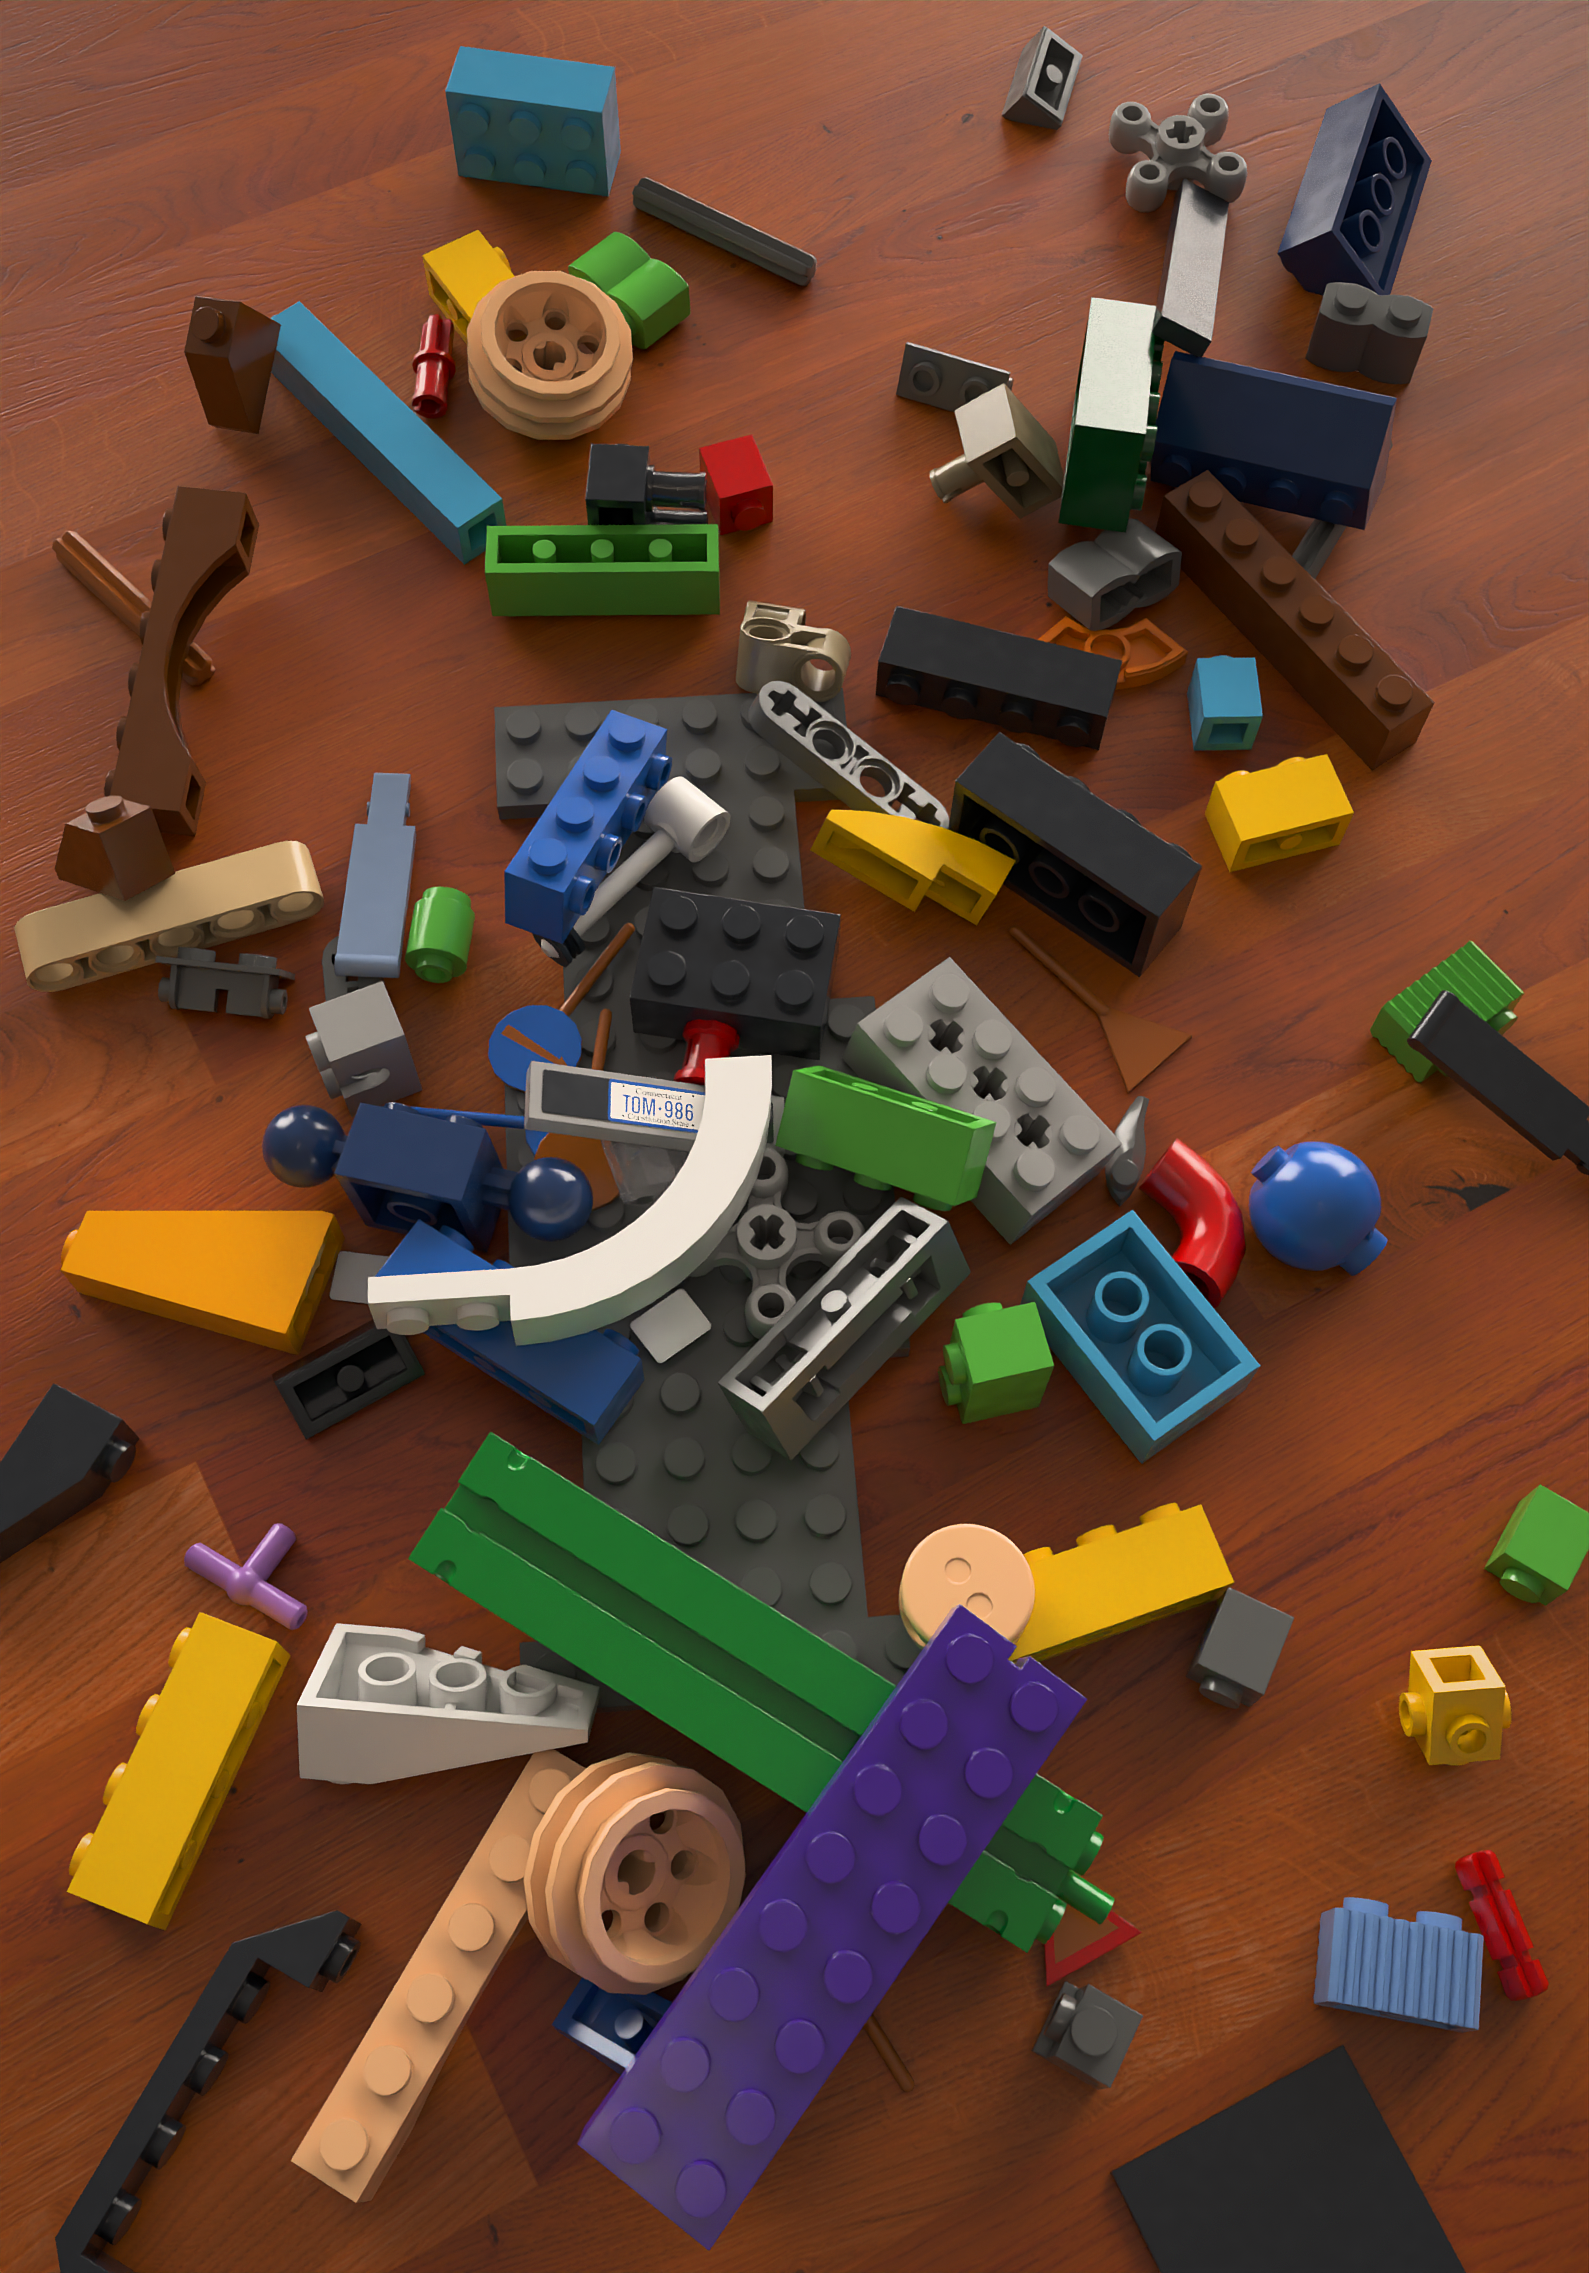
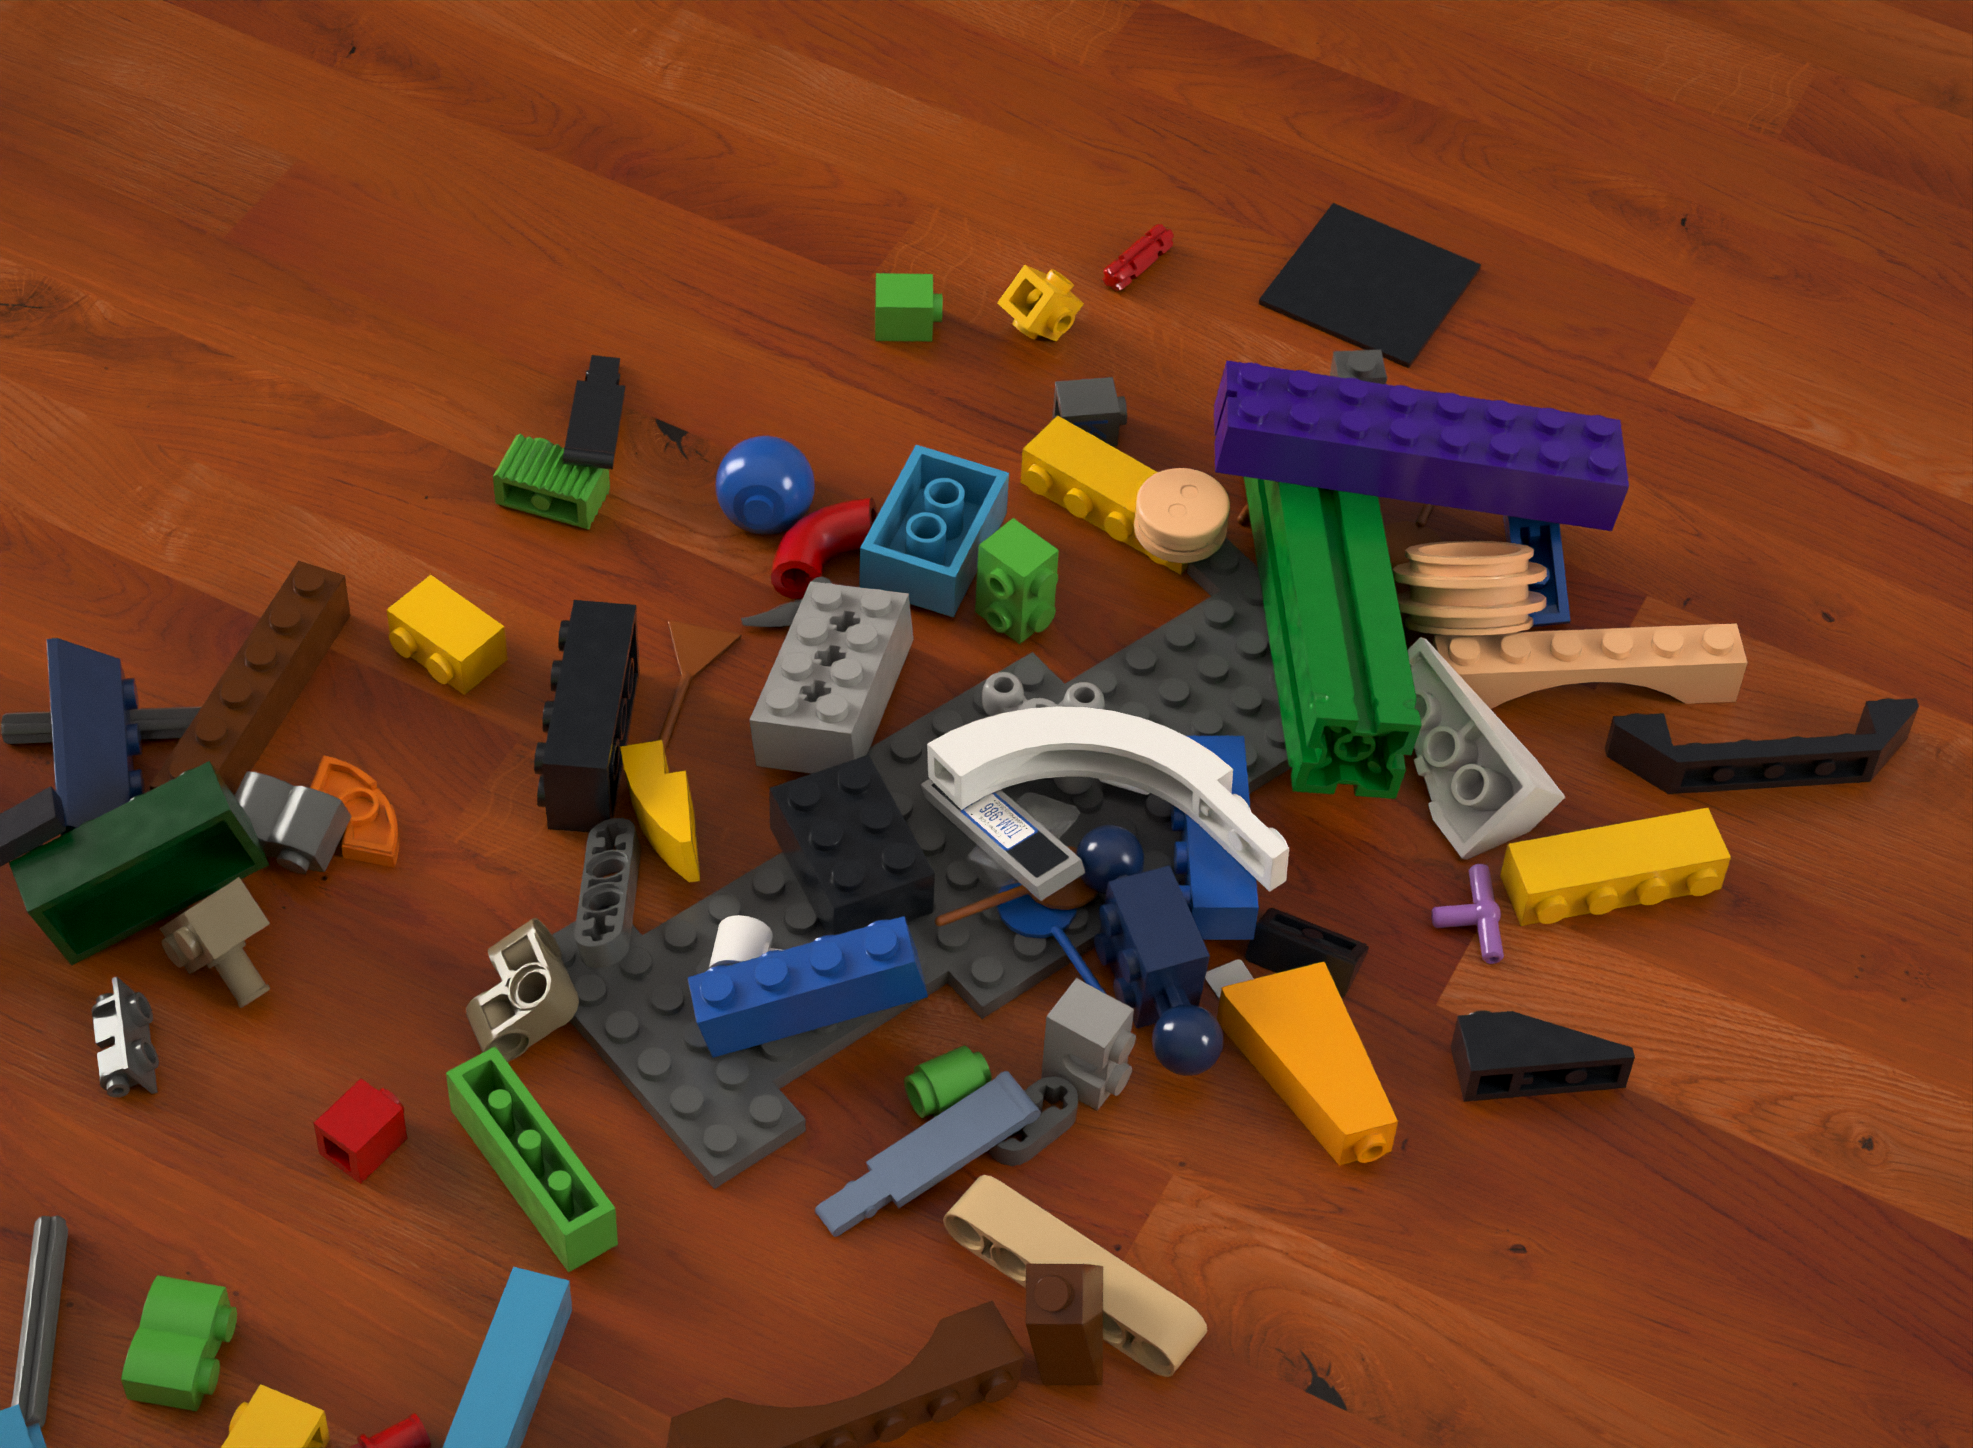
camera: 125 degrees left, 15 degrees down
(198, 978) = (1085, 1194): dark grey hinge -> none
(545, 1032) = (991, 958): blue piece -> none
(558, 386) = (303, 1327): light nougat wheel -> none
(629, 490) = (459, 1162): black brick -> none
(705, 1041) = (939, 834): red bush -> none
(846, 1327) = (1064, 650): dark grey brick -> none
(885, 1137) = (914, 680): bright green brick -> none
(997, 678) = (443, 855): black brick -> none
(1224, 703) = (364, 706): dark azure brick -> none
(1399, 1968) = (1203, 283): medium blue brick -> none

